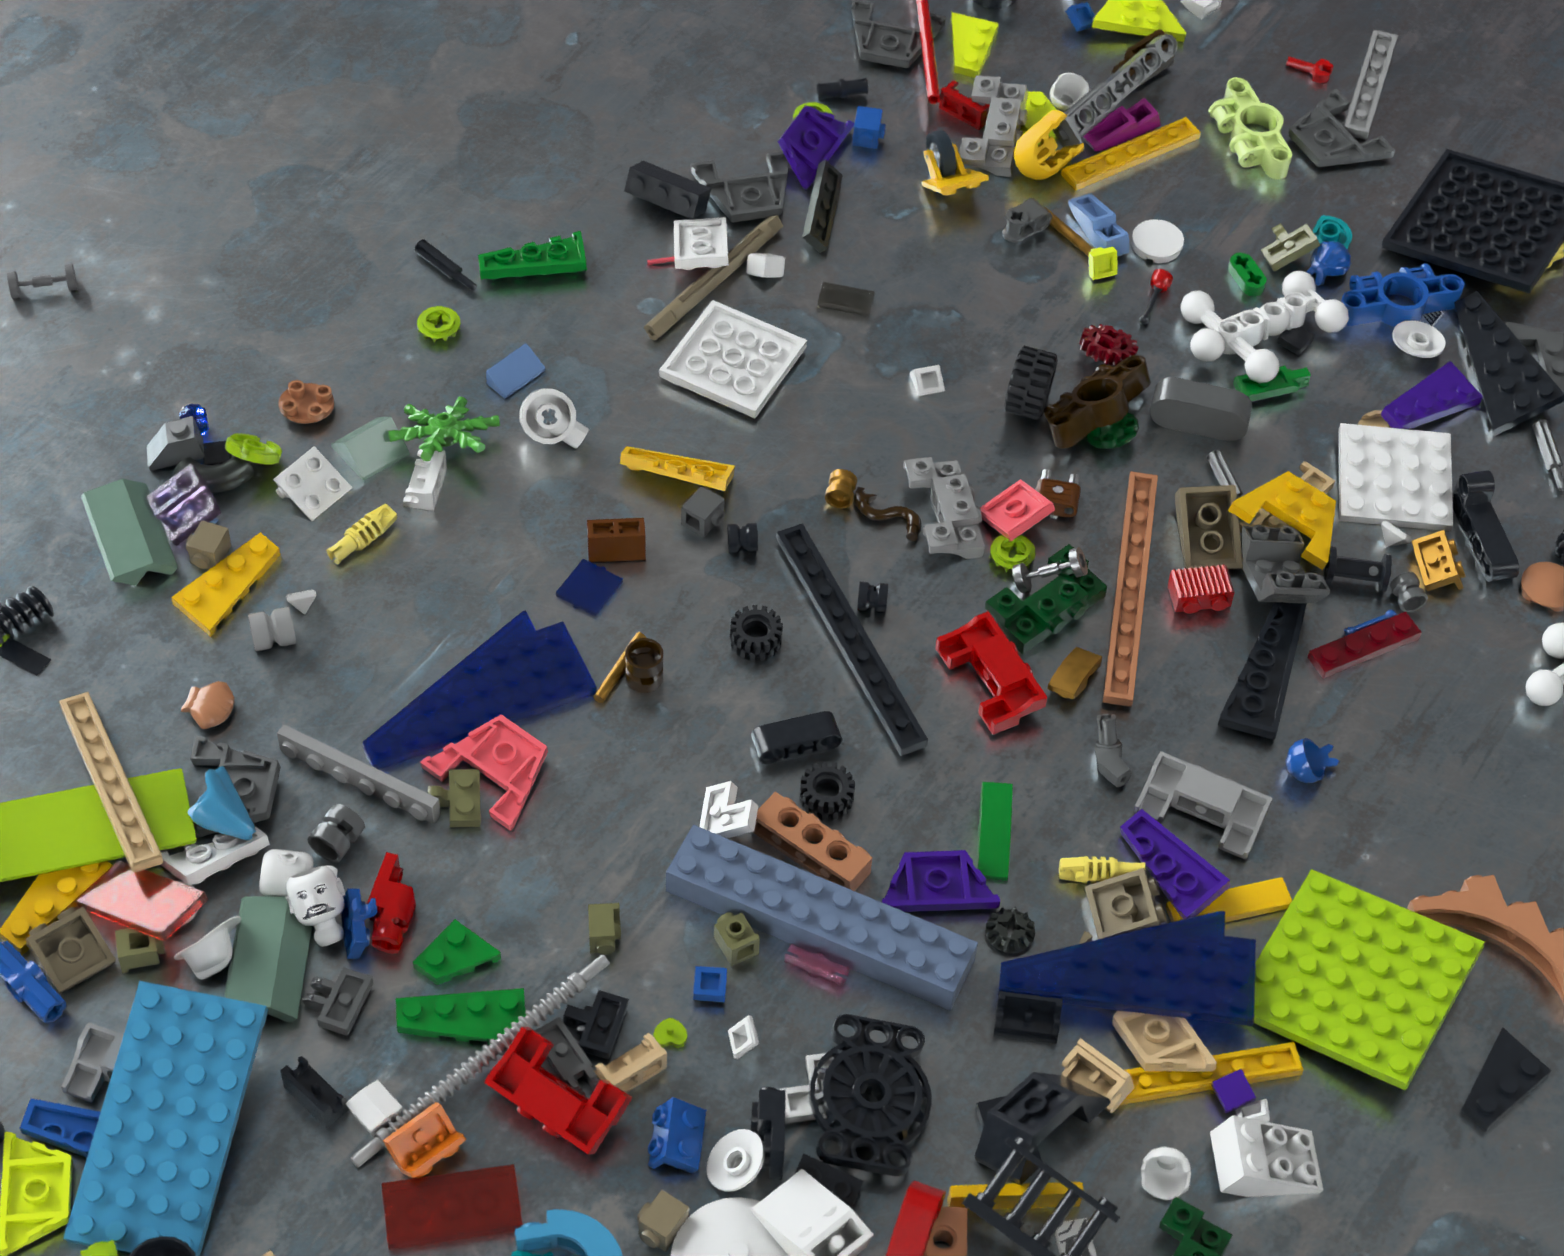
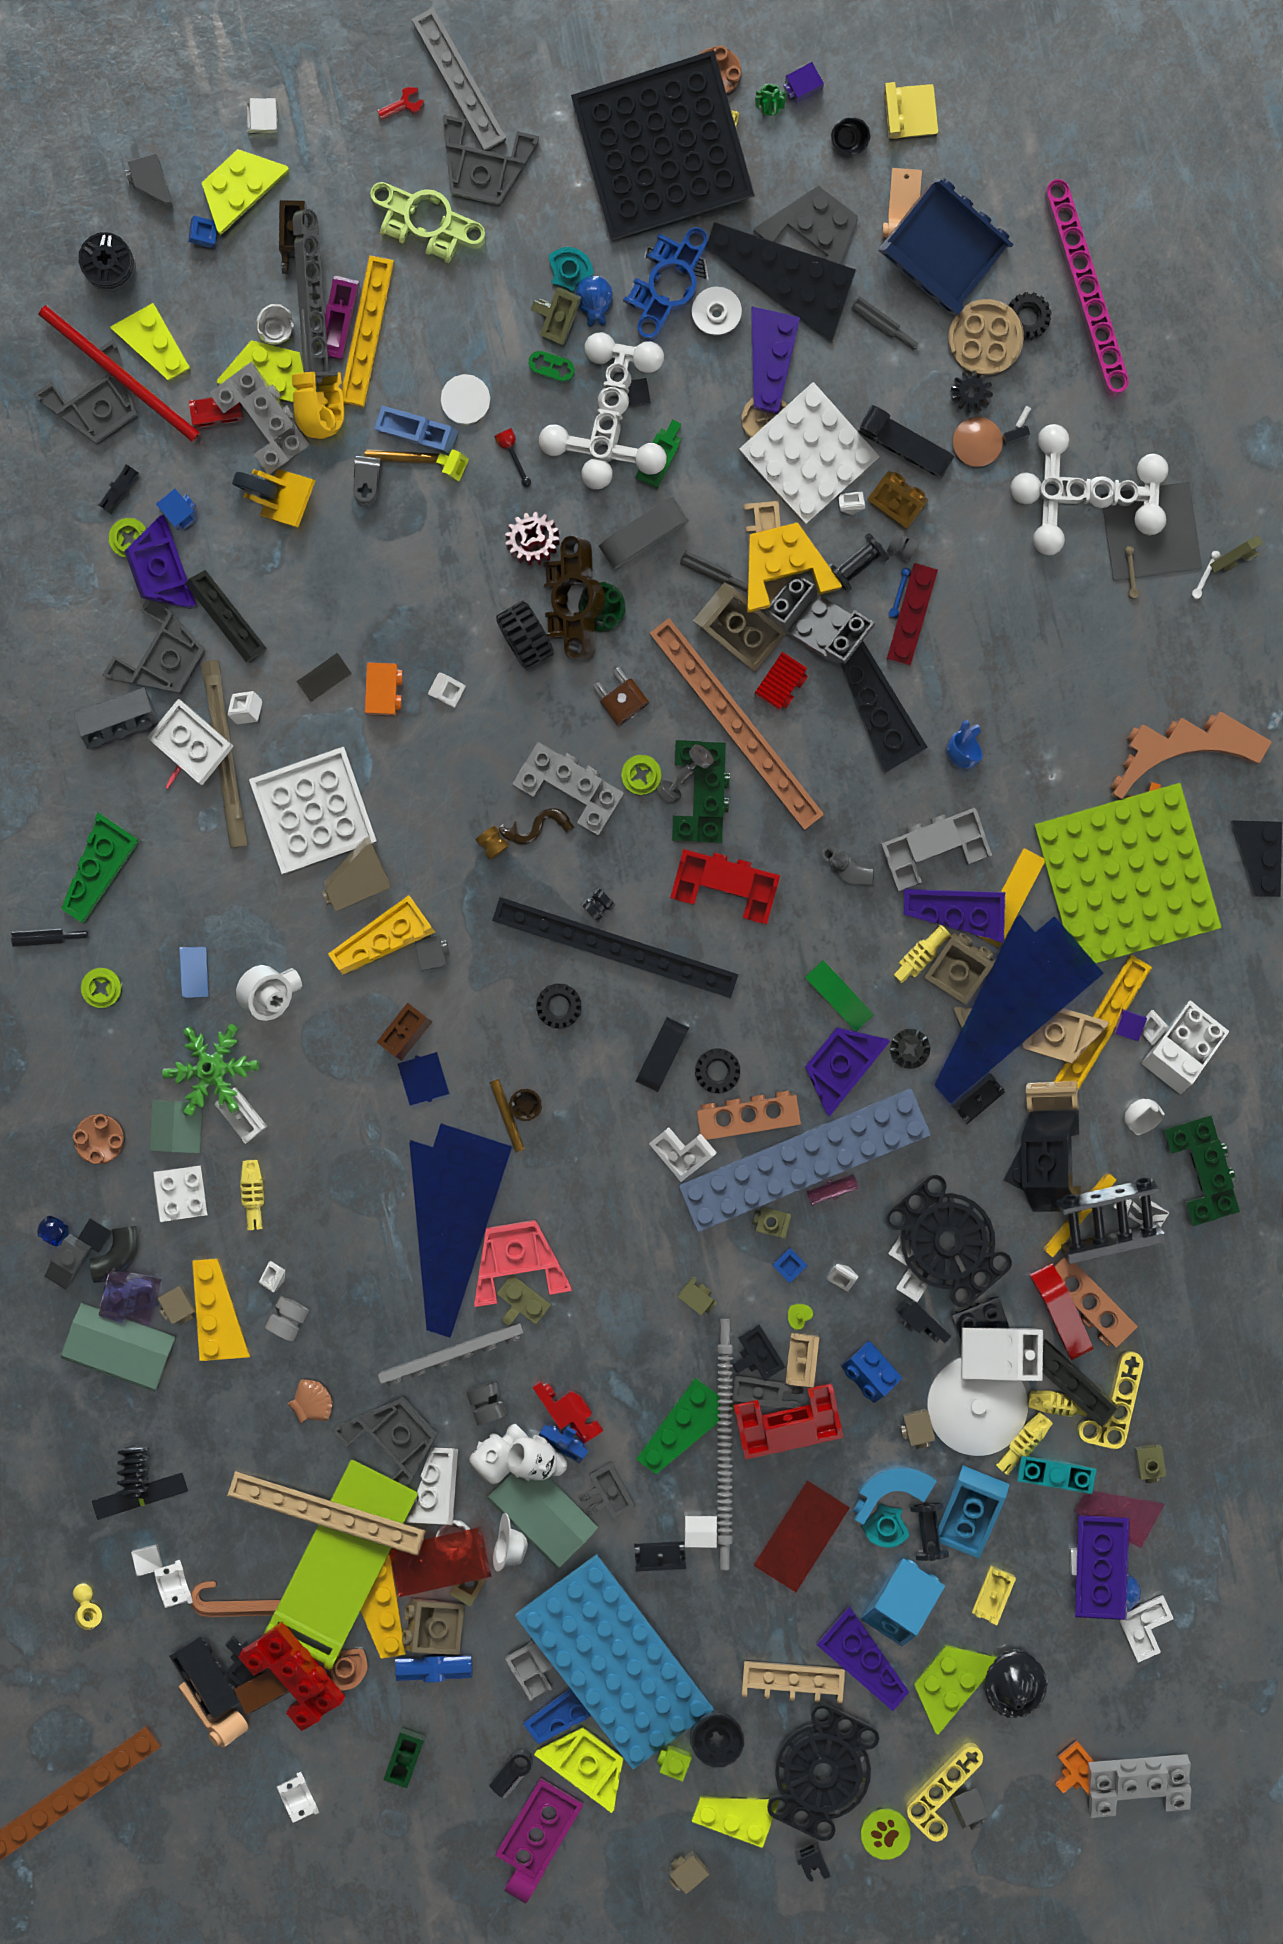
camera: 45 degrees left, 35 degrees up
(221, 807) = (414, 1465): dark azure hat -> none
(251, 449) = (117, 1212): lime tile -> none
(424, 1141) = (751, 1521): orange bracket -> none
(454, 953) = (632, 1397): green wing -> none
(711, 415) = (356, 877): none -> dark tan slope
(735, 1160) = (915, 1362): white dish -> none
(745, 537) = (475, 946): black wheel -> none
(880, 331) = (382, 688): none -> orange brick
(1016, 510) = (614, 744): coral plate -> none
(1073, 673) = (770, 829): pearl gold slope -> none

